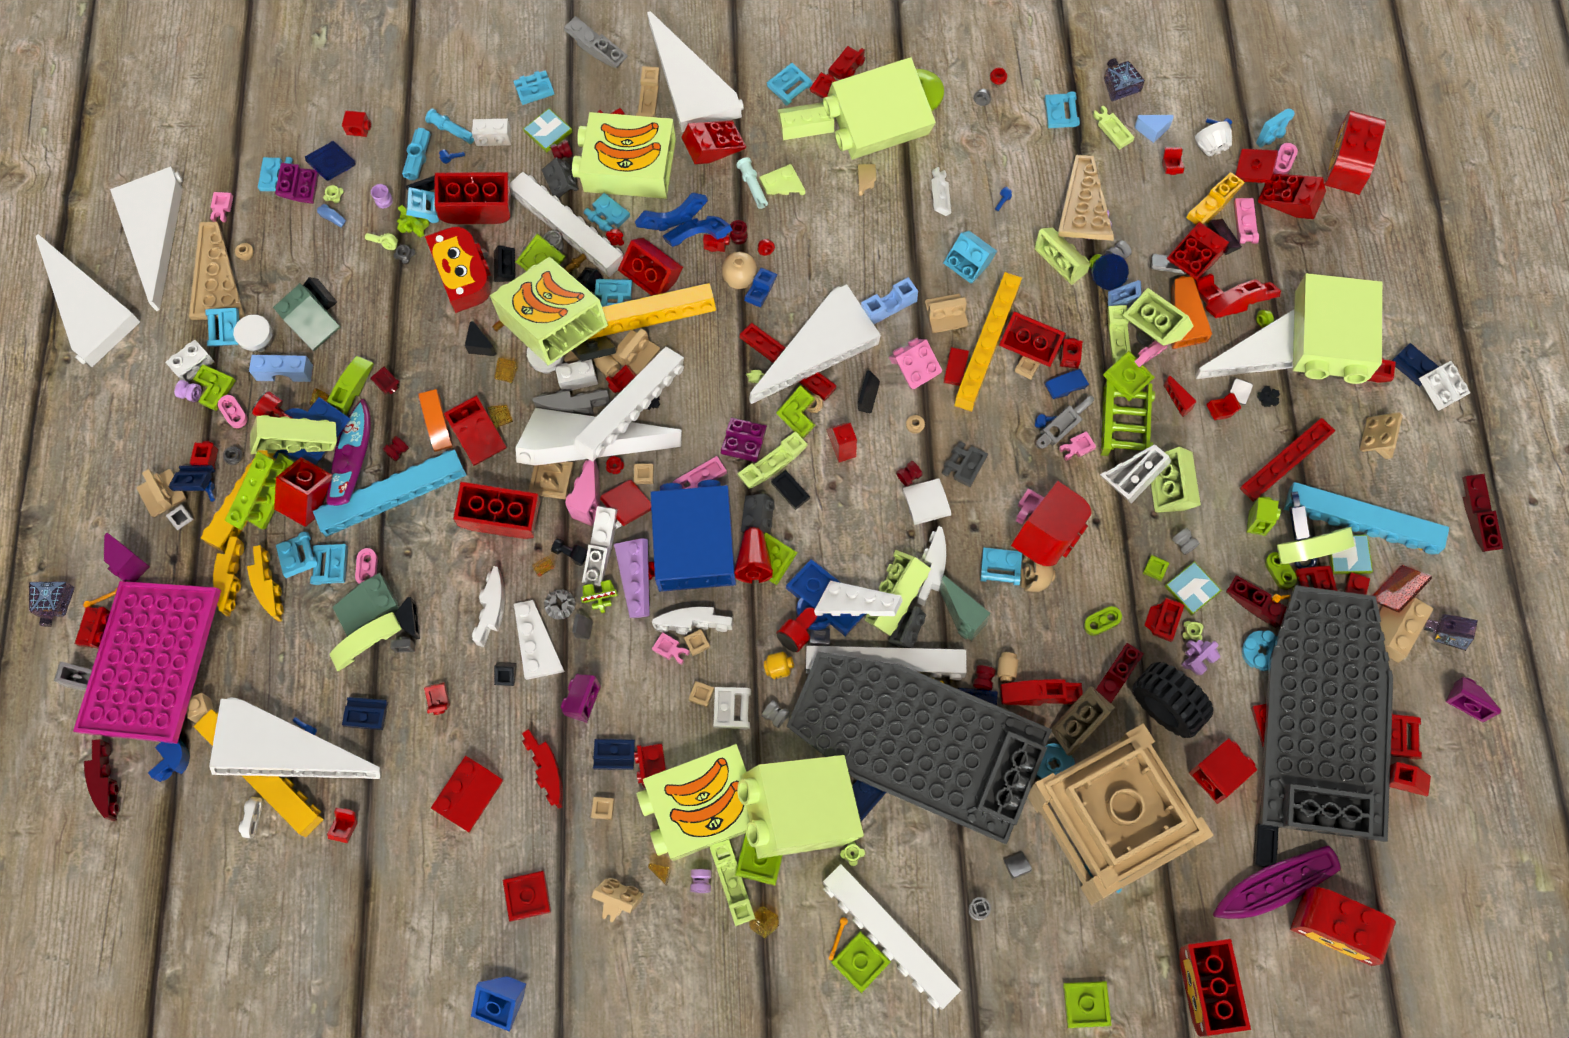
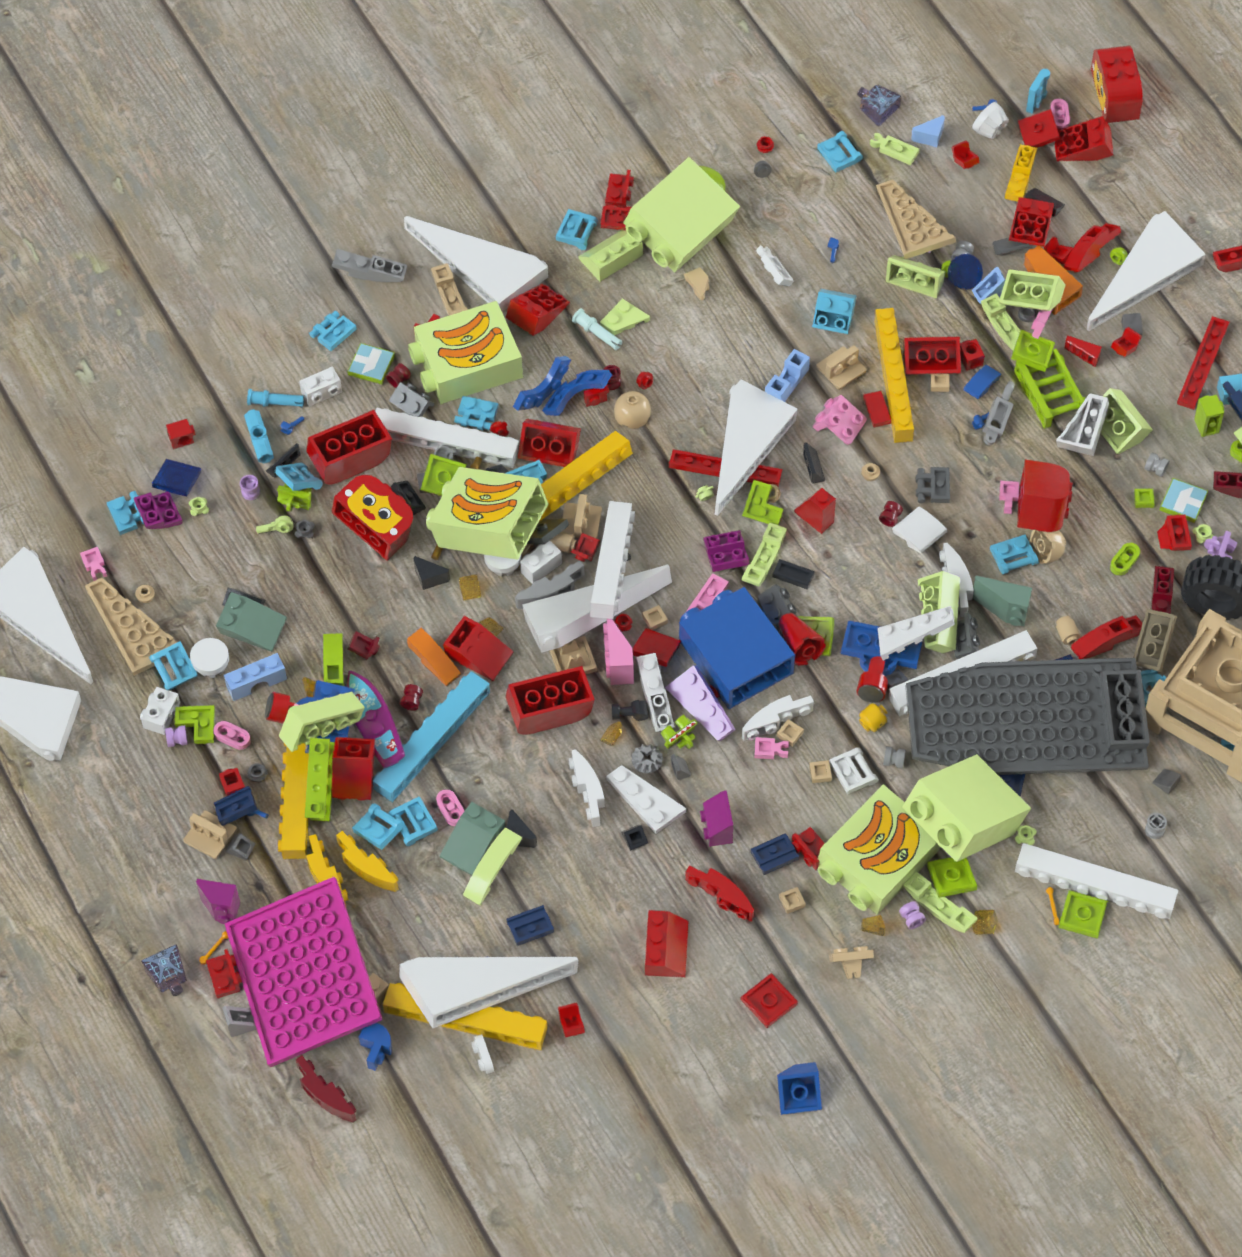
camera: 30 degrees left, 10 degrees down
(331, 215) = (209, 524): medium blue arm -> none
(402, 644) = (528, 854): flat silver plate -> none
(437, 698) = (588, 882): red bracket -> none
(761, 287) = (660, 417): blue slope -> none
(984, 677) = (1053, 646): dark red wheel -> none
(1078, 445) = (1022, 427): bright pink plate -> none
(1246, 220) = (1055, 180): bright pink plate -> none
(1268, 397) = (1158, 320): black plant -> none
(1337, 327) = (1185, 234): yellowish green brick -> none

